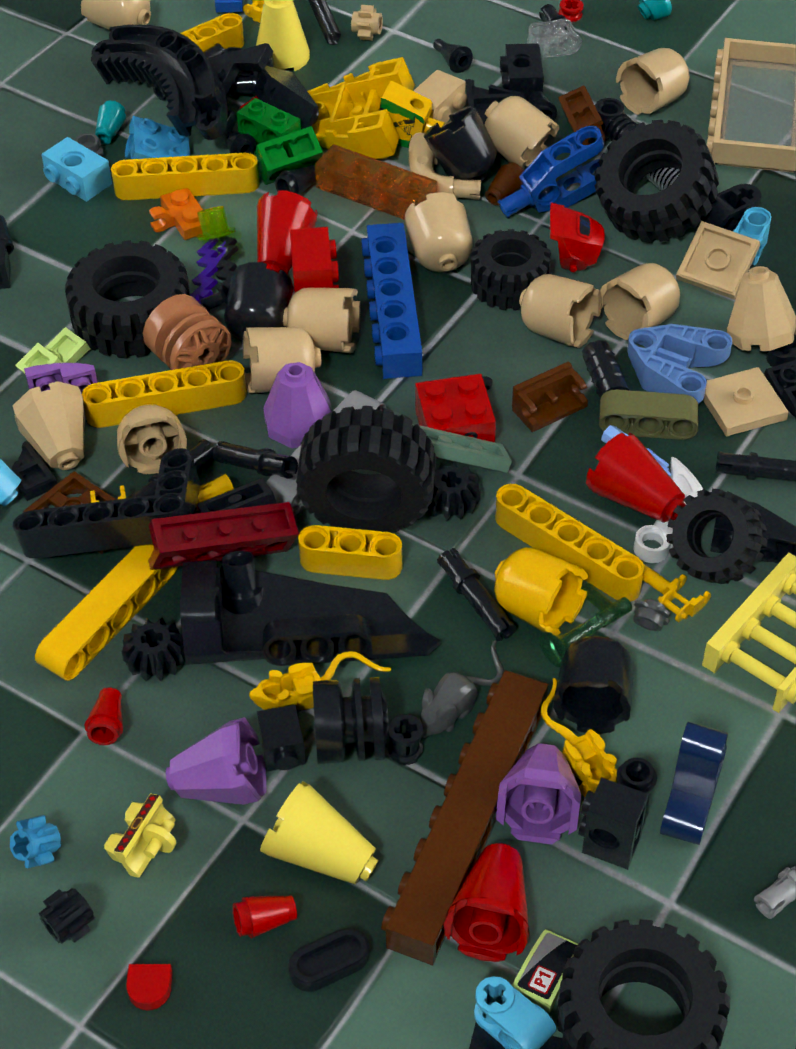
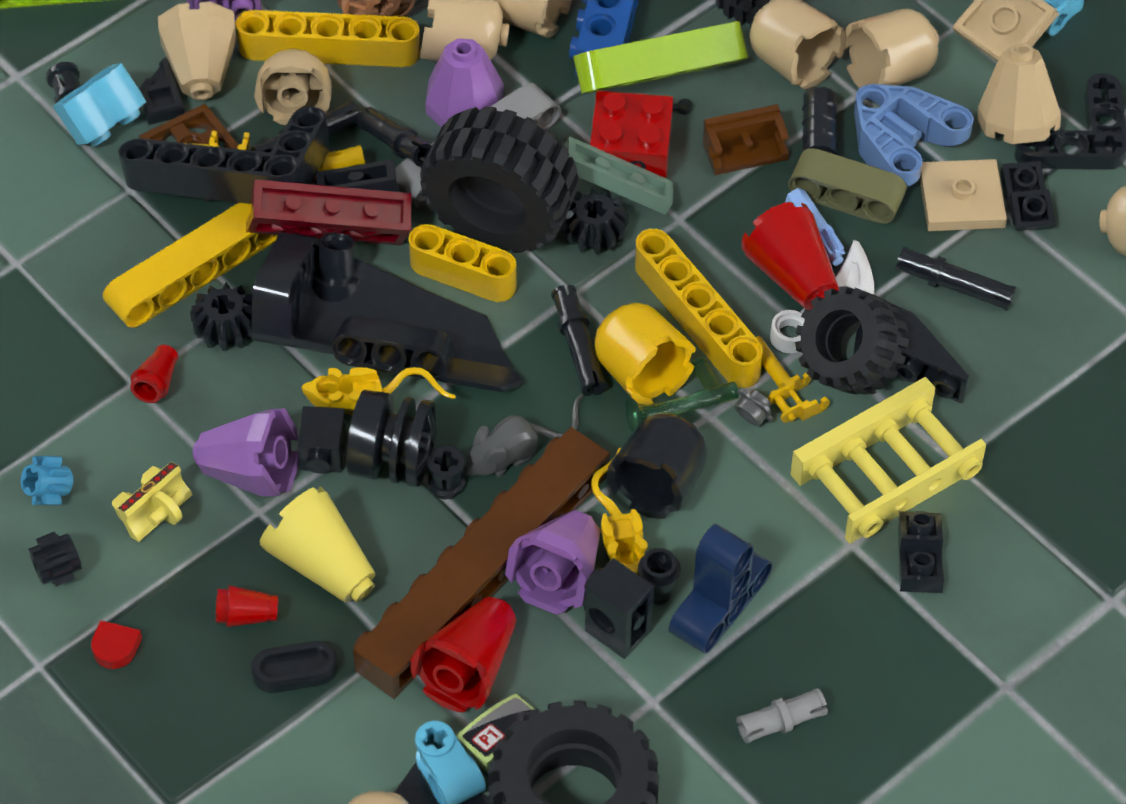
camera: 15 degrees right, 5 degrees up
(455, 346) = (660, 57): none -> lime beam

